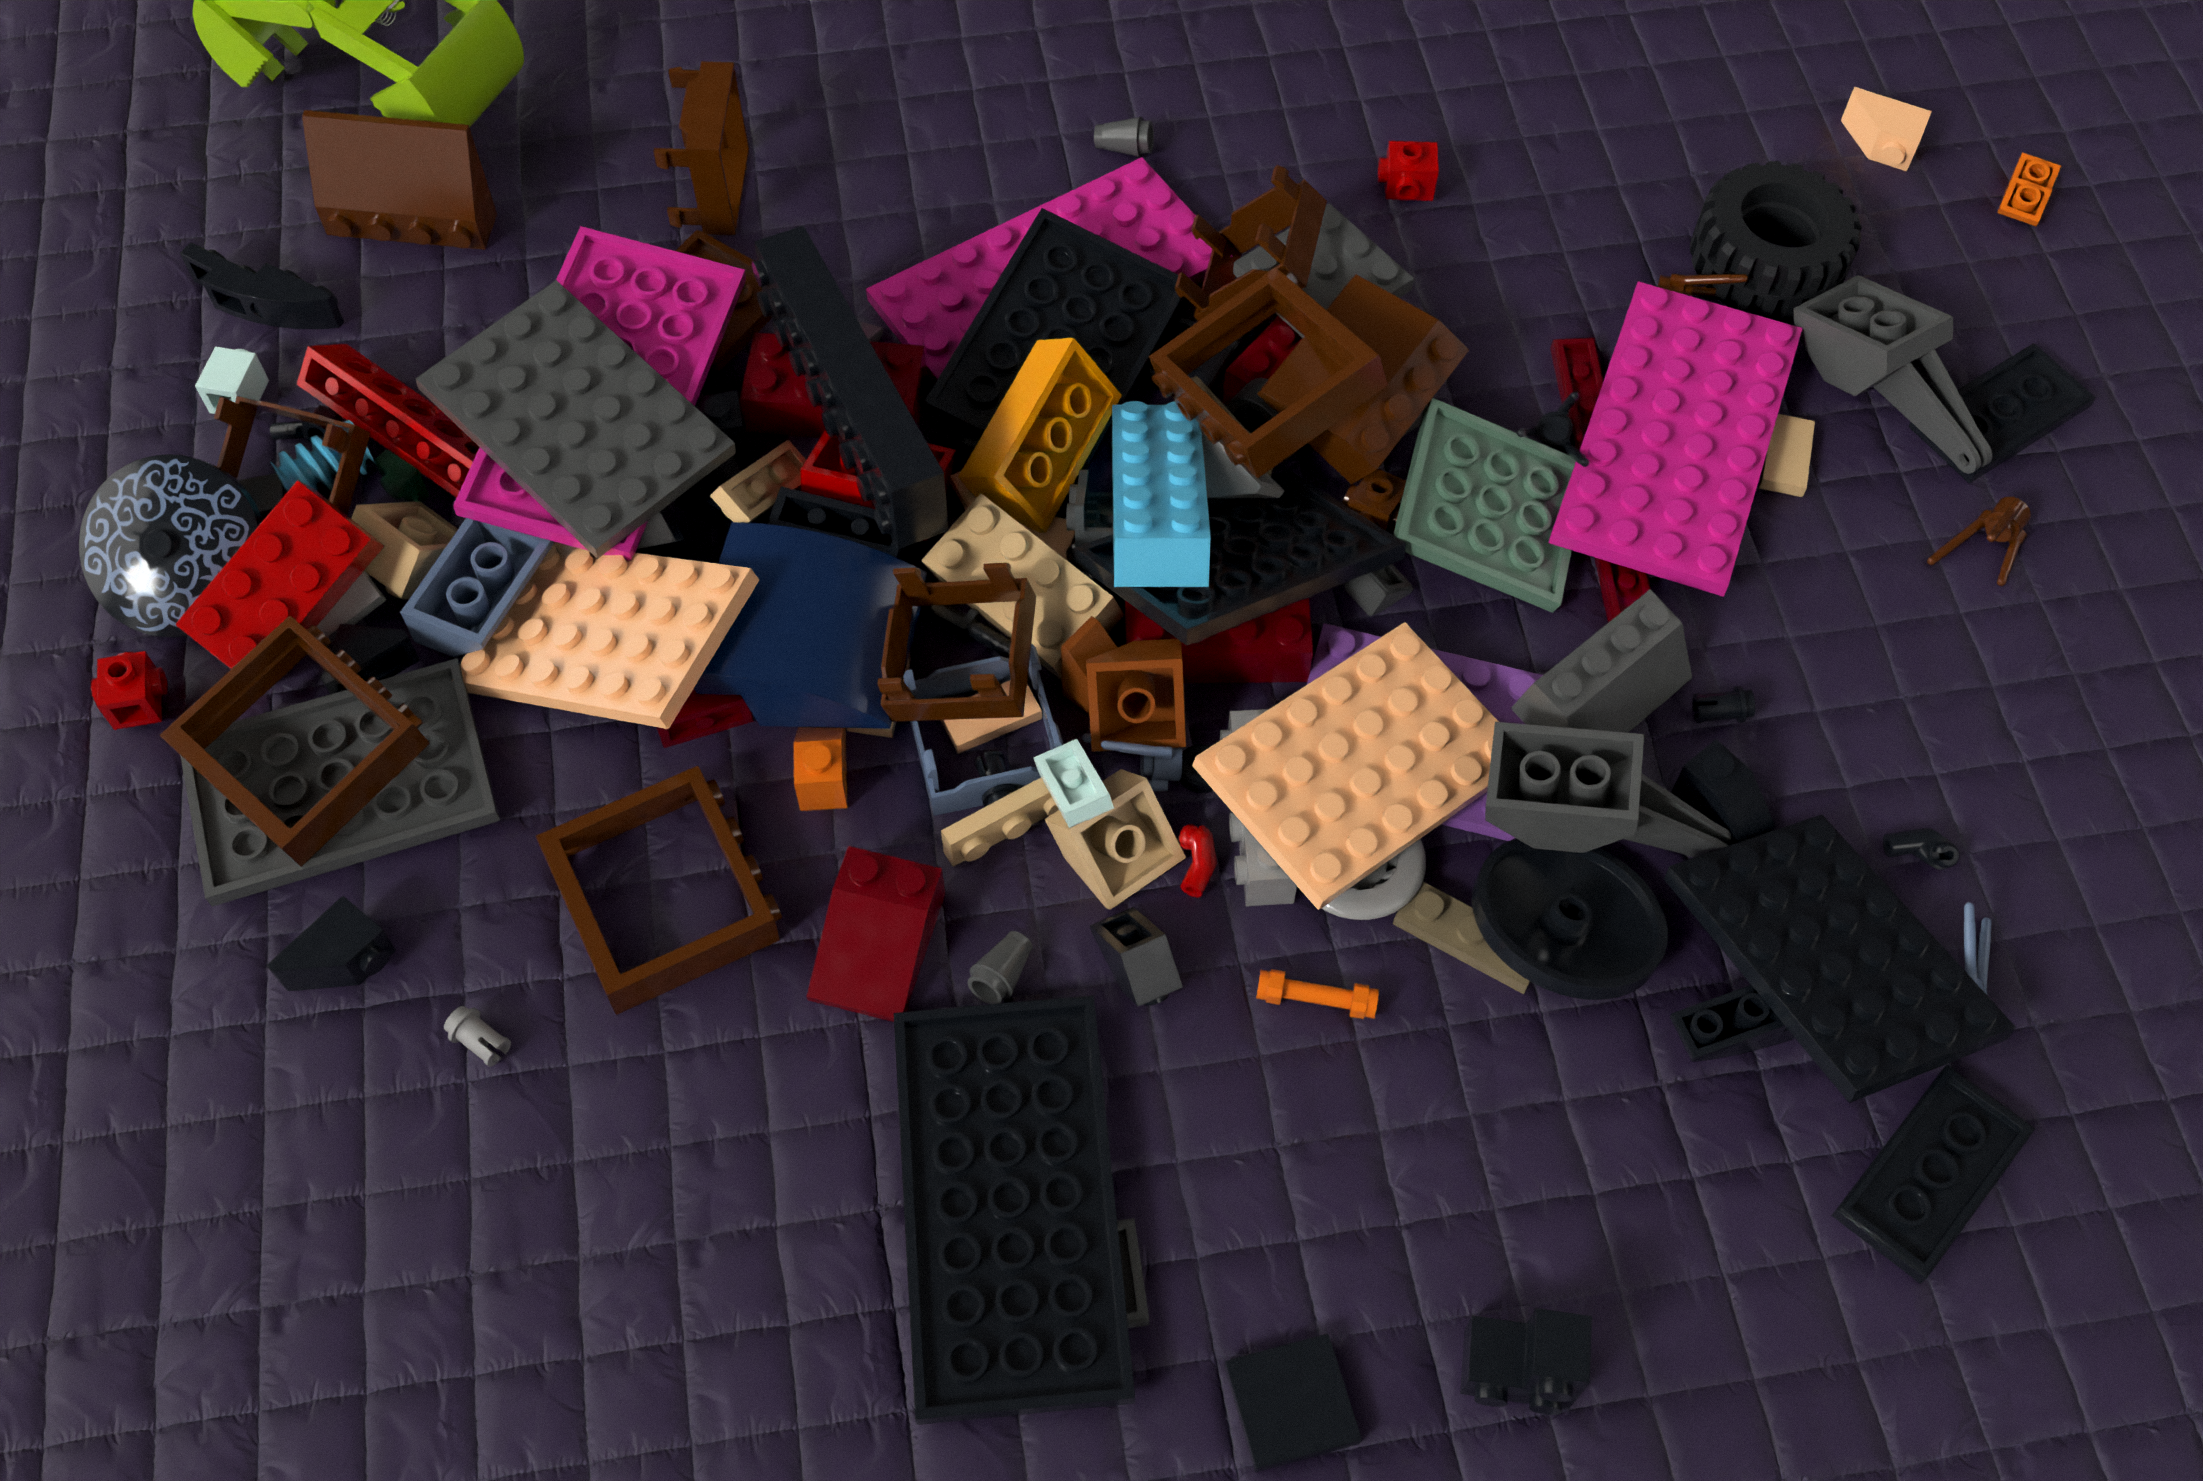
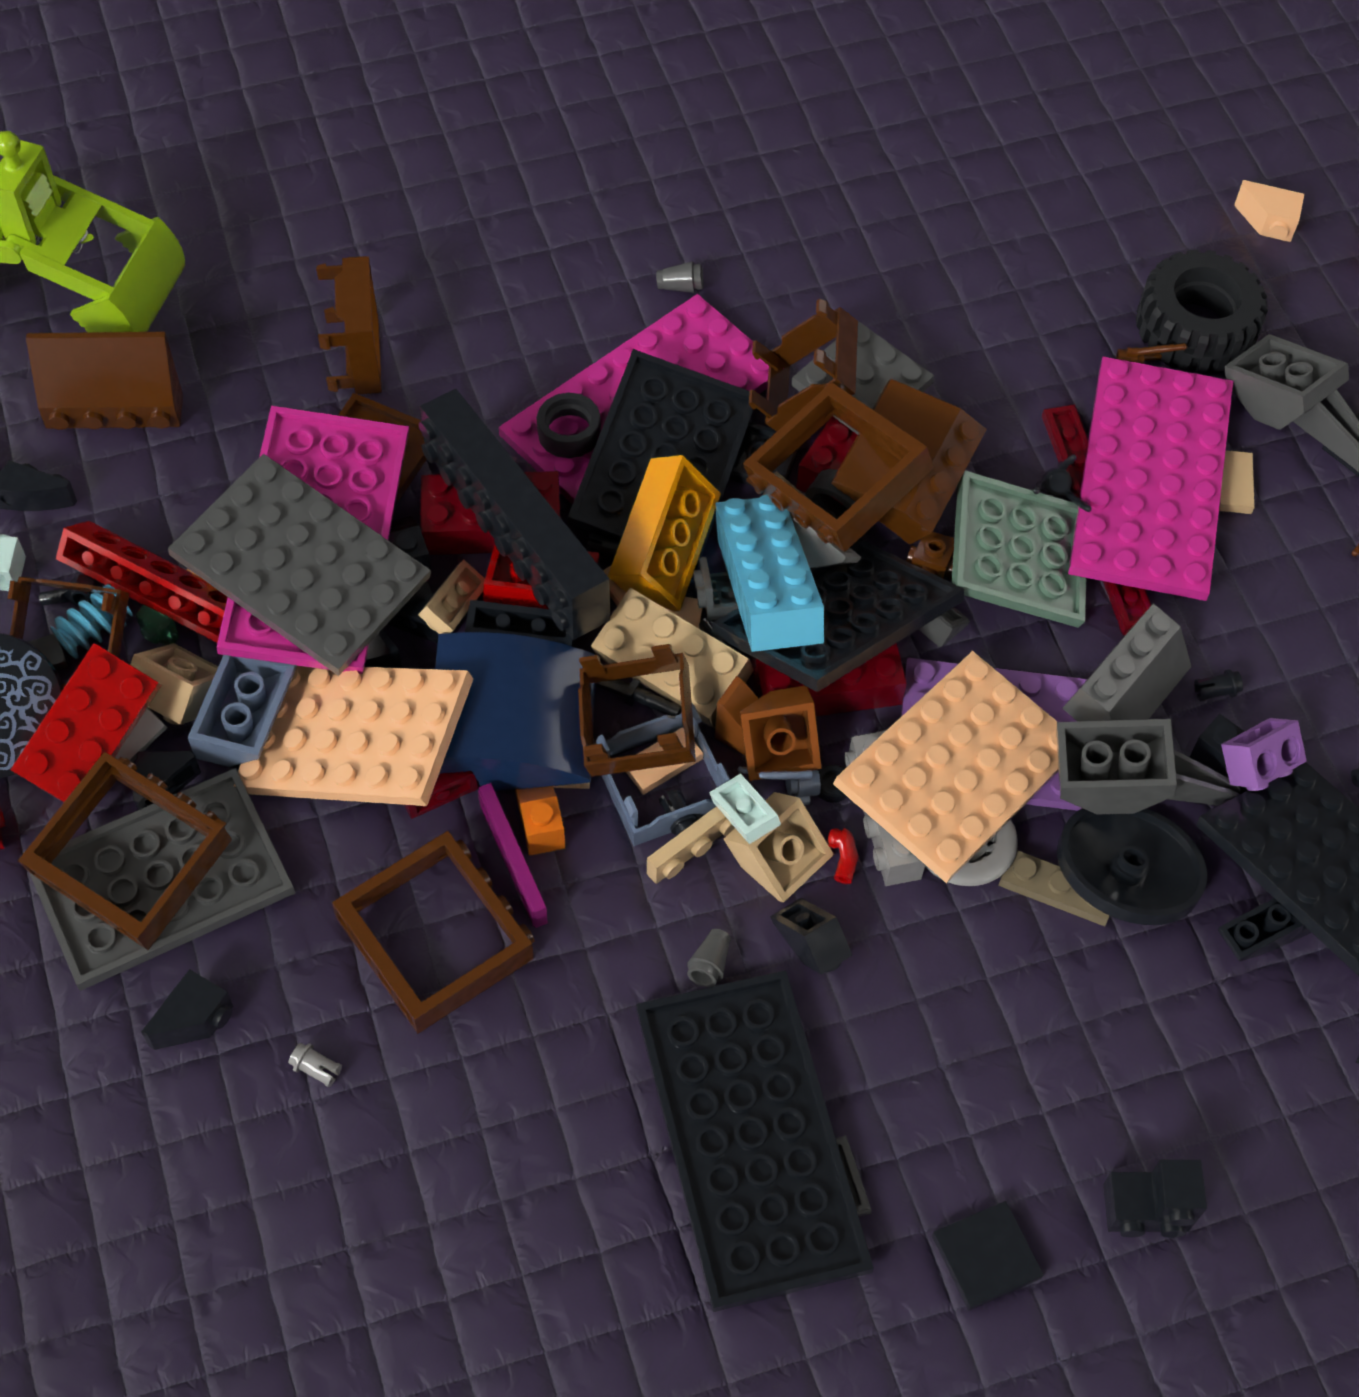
camera: 10 degrees left, 0 degrees up
(775, 808) = (512, 856): none -> magenta tile
(876, 933) = (609, 944): dark red slope -> none
(947, 269) = (565, 405): none -> black tyre
(1360, 1001) = (985, 947): orange bar -> none
(1409, 170) = (911, 283): red brick -> none
(1767, 797) = (1264, 753): none -> medium lavender brick

